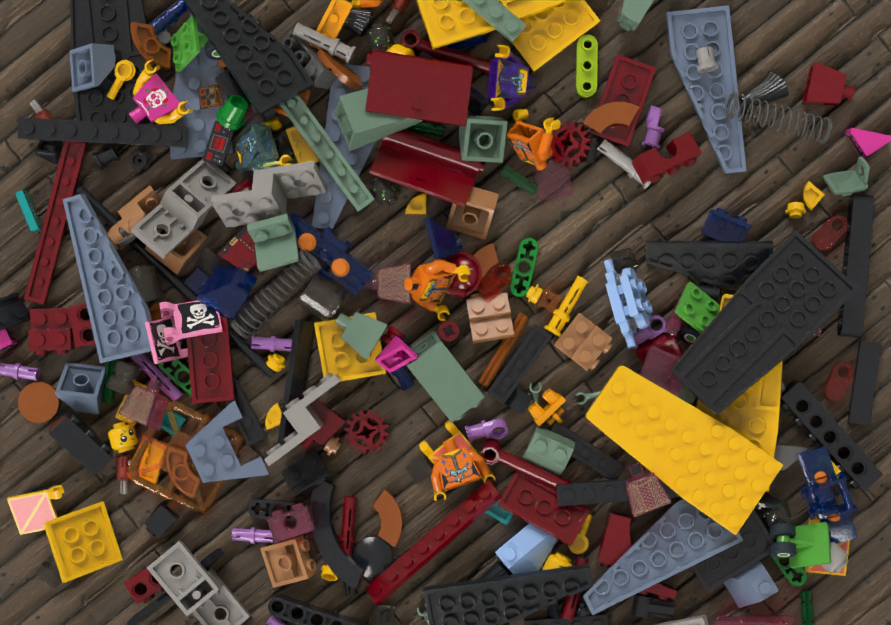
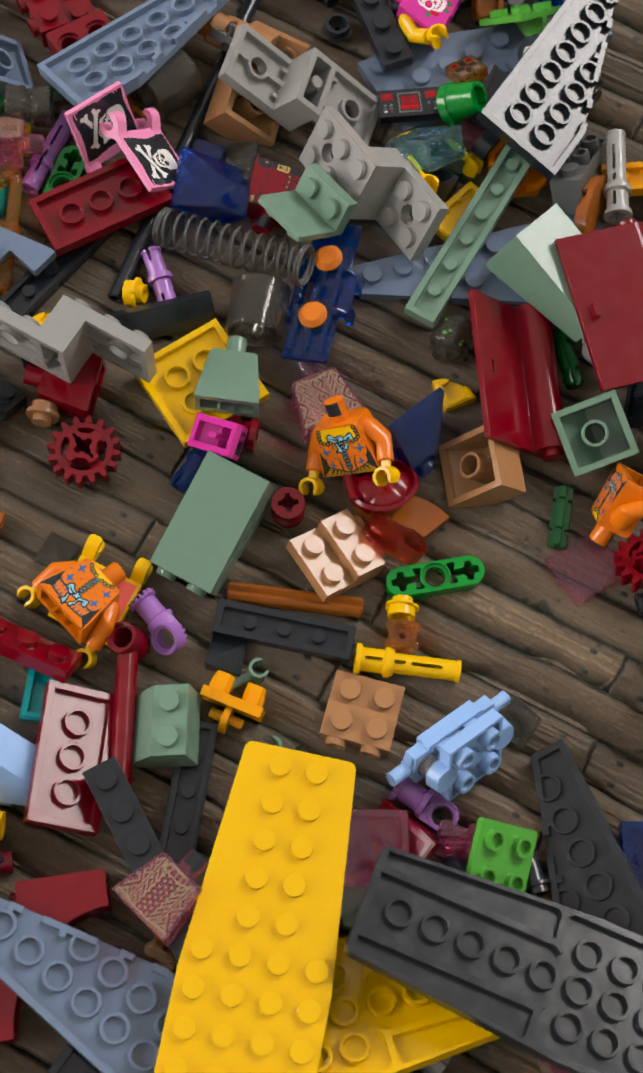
camera: 65 degrees right, 20 degrees down
(581, 542) = (35, 843): yellow plate -> none

